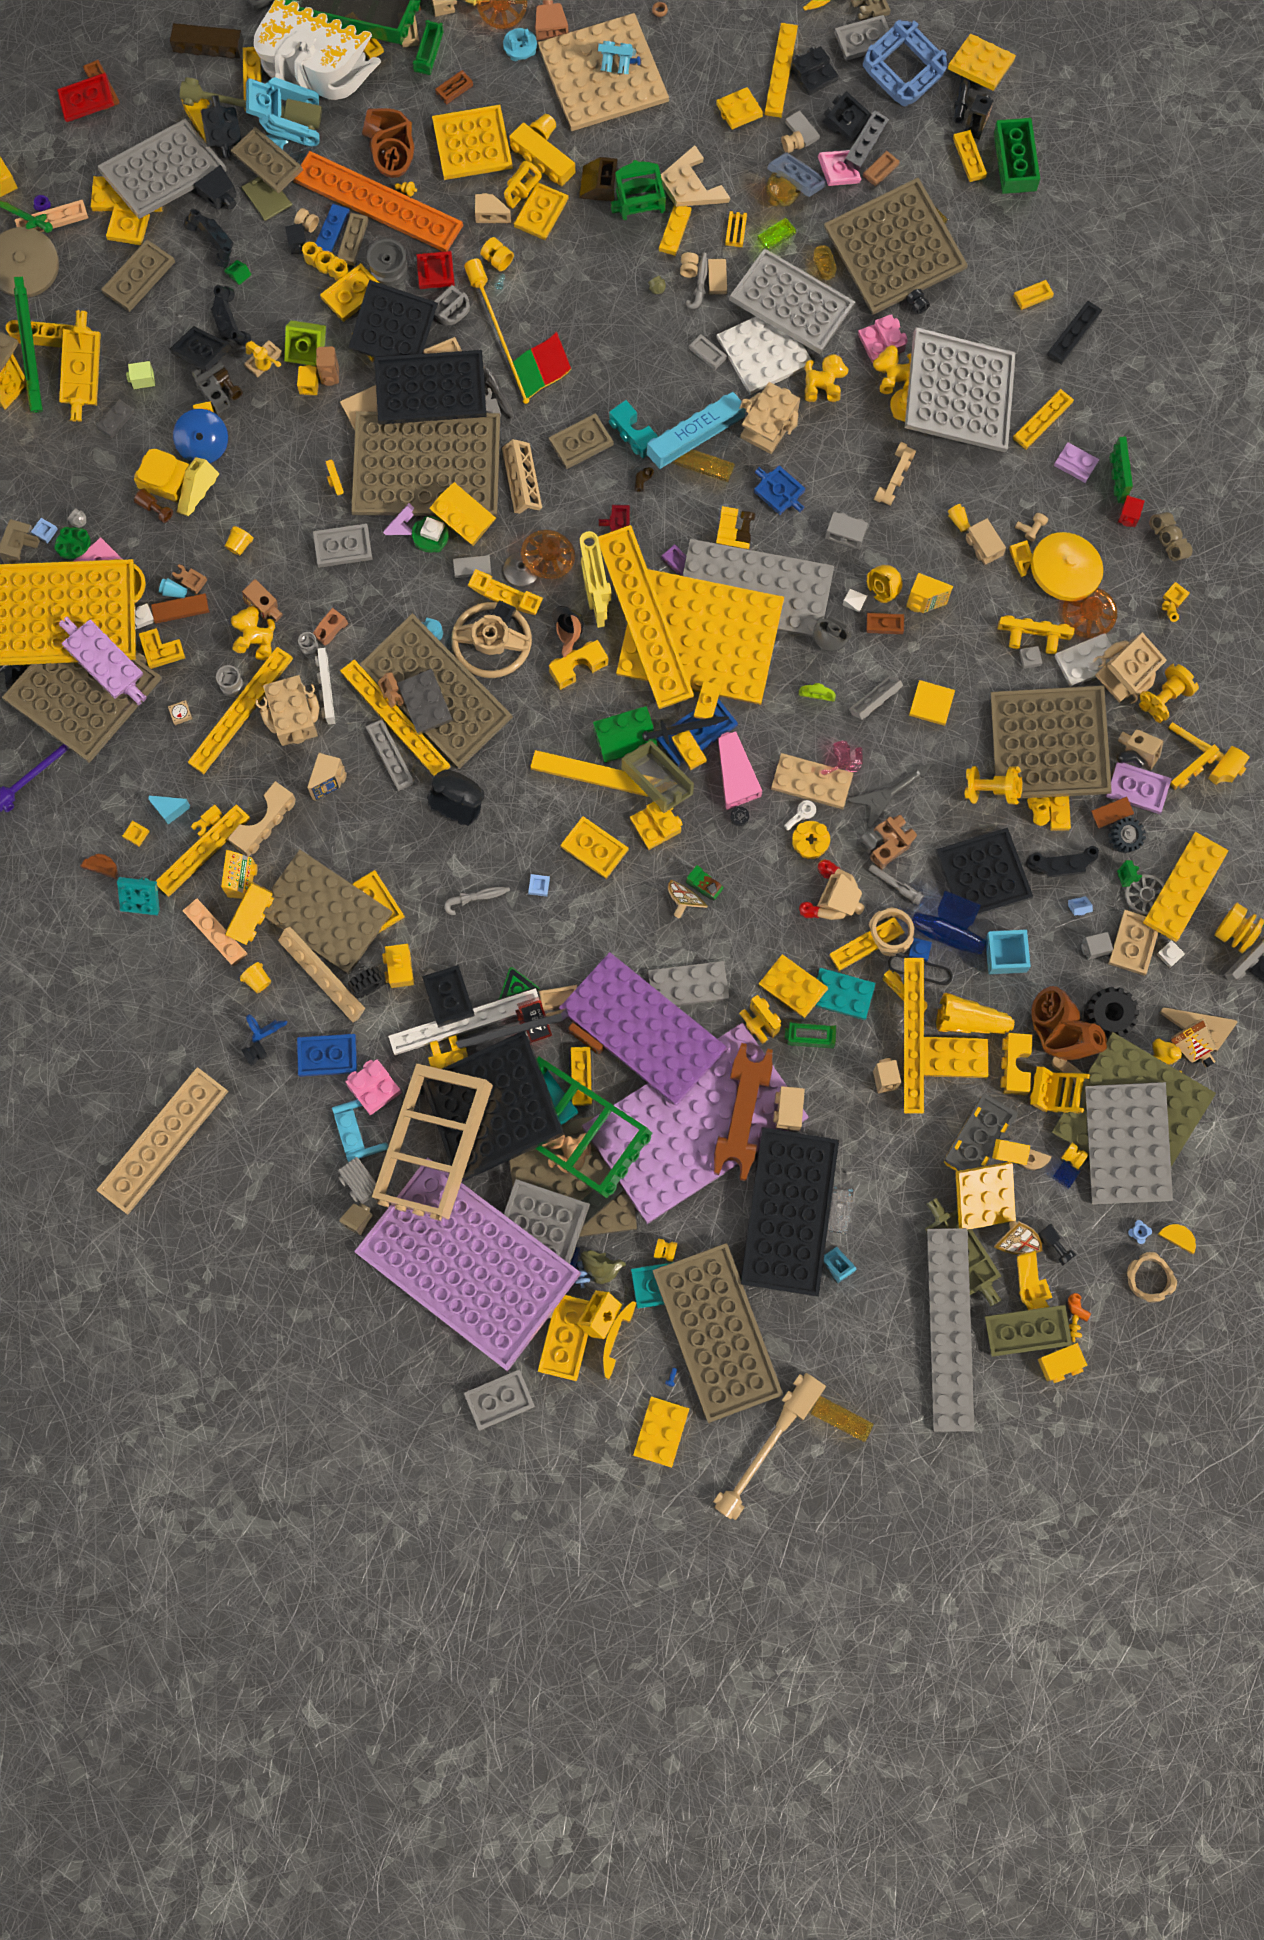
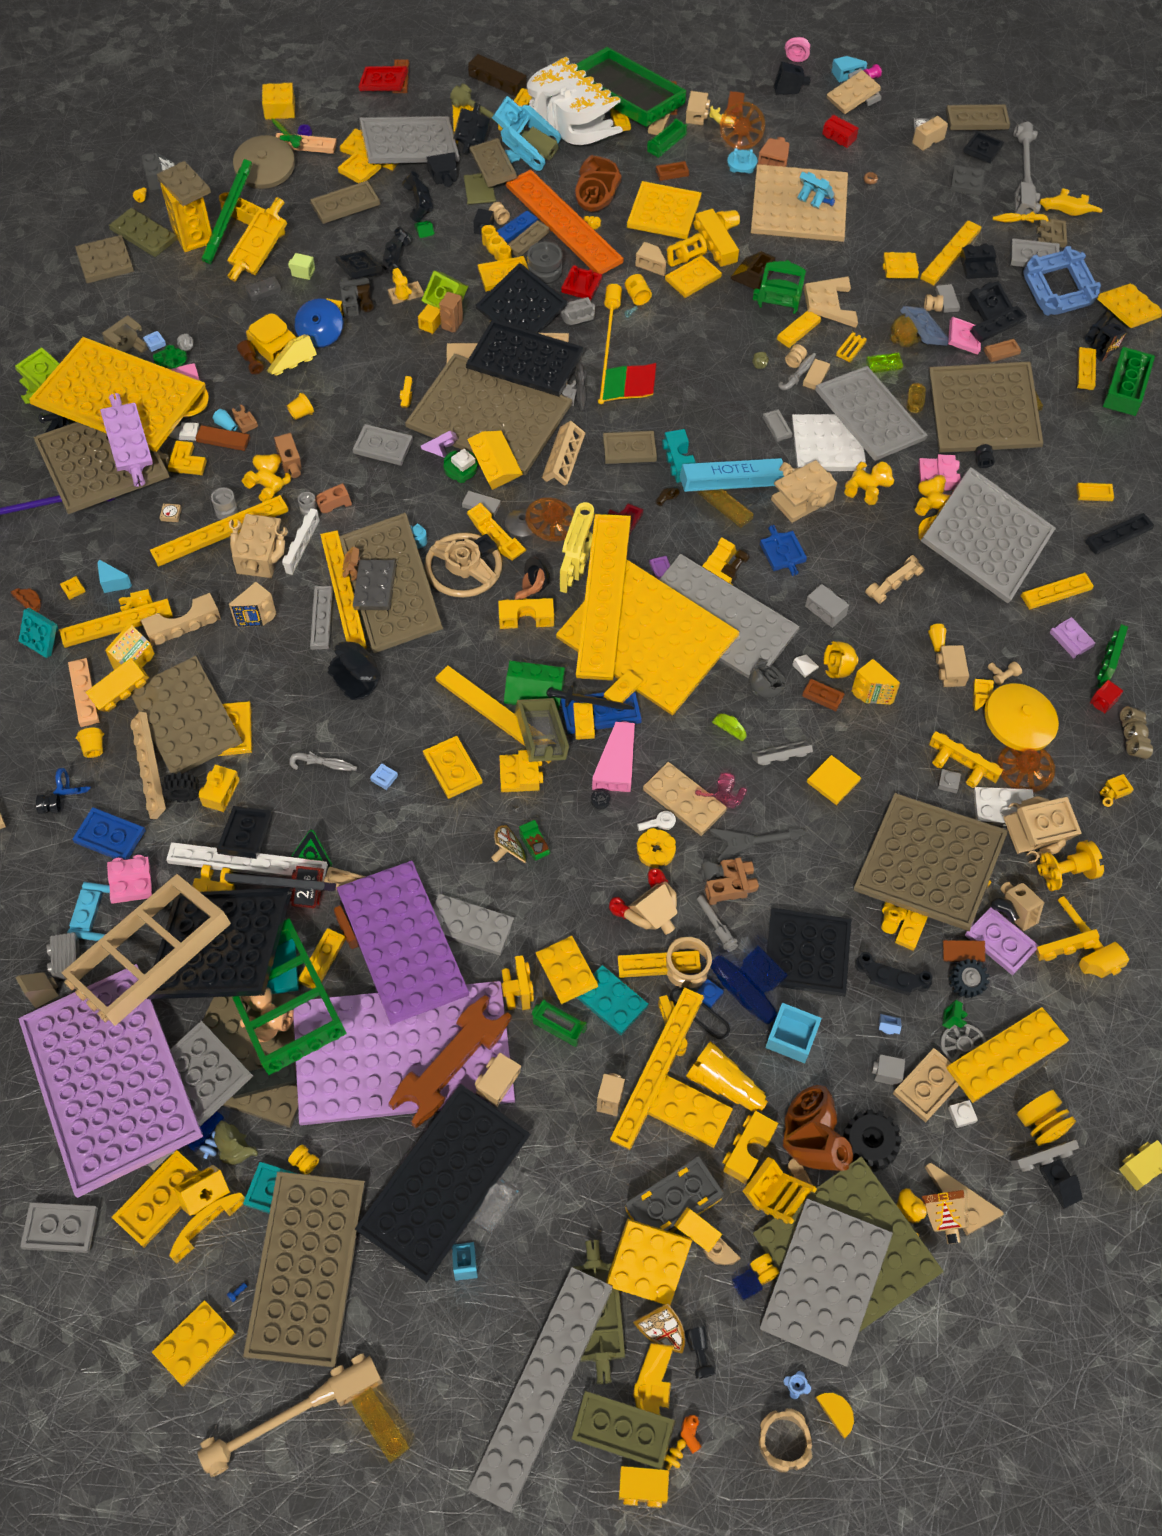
camera: 25 degrees right, 15 degrees down
(1001, 785) = (868, 876): yellow piece -> none

